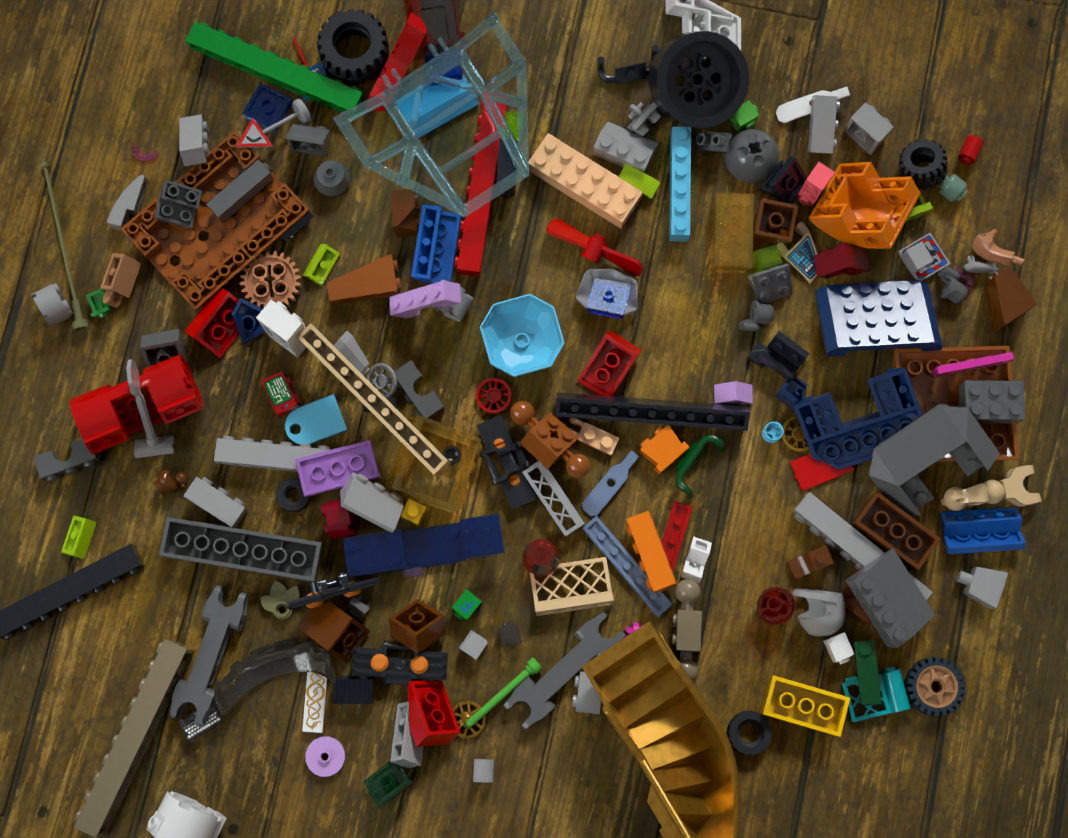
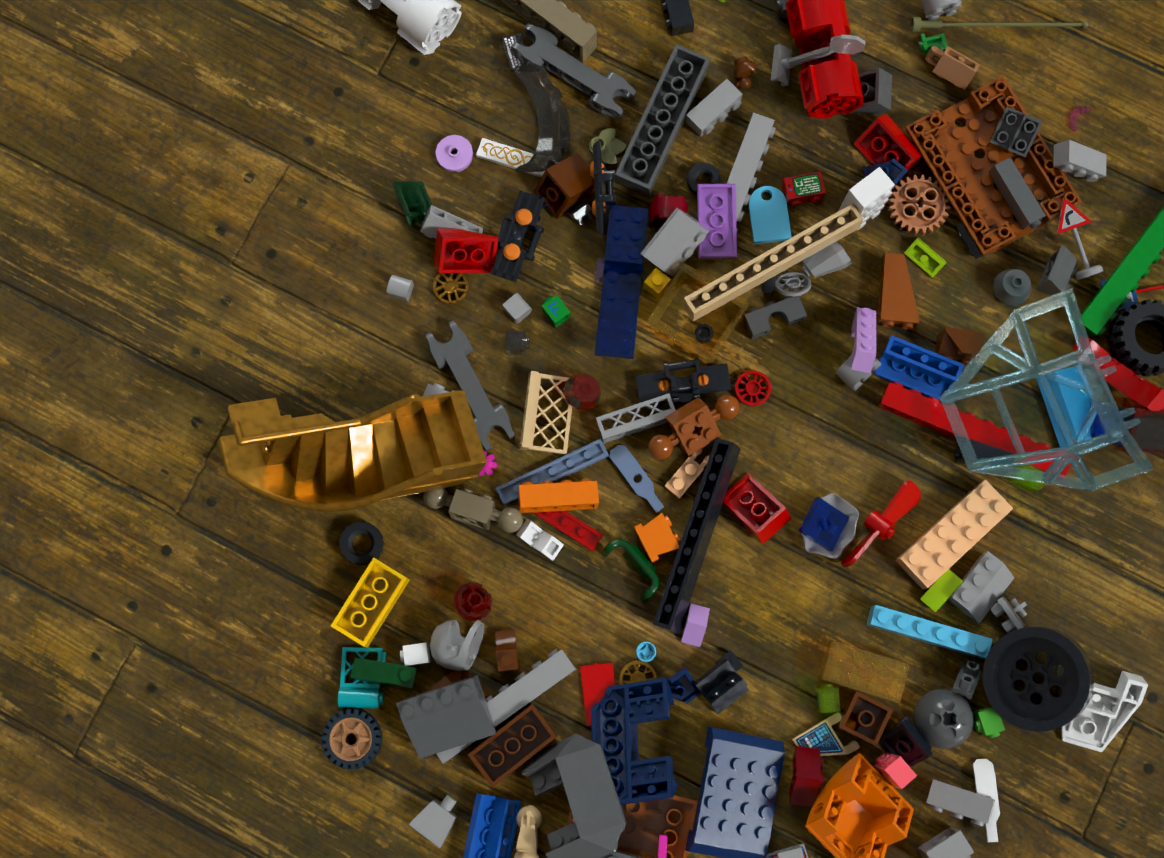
camera: 110 degrees right, 0 degrees up
(128, 203) = (1029, 91): light grey slope -> none
(267, 106) = (1102, 242): clear blue plate -> none
(353, 691) = (505, 190): black brick -> none
(417, 626) = (548, 259): reddish brown slope -> none
(522, 335) = (804, 425): medium azure rock -> none
(531, 668) = (480, 356): bright green piece -> none
(626, 73) = (1062, 608): black piece -> none
(759, 314) = (770, 675): dark grey piece -> none
(771, 283) = (799, 696): flat silver bracket -> none

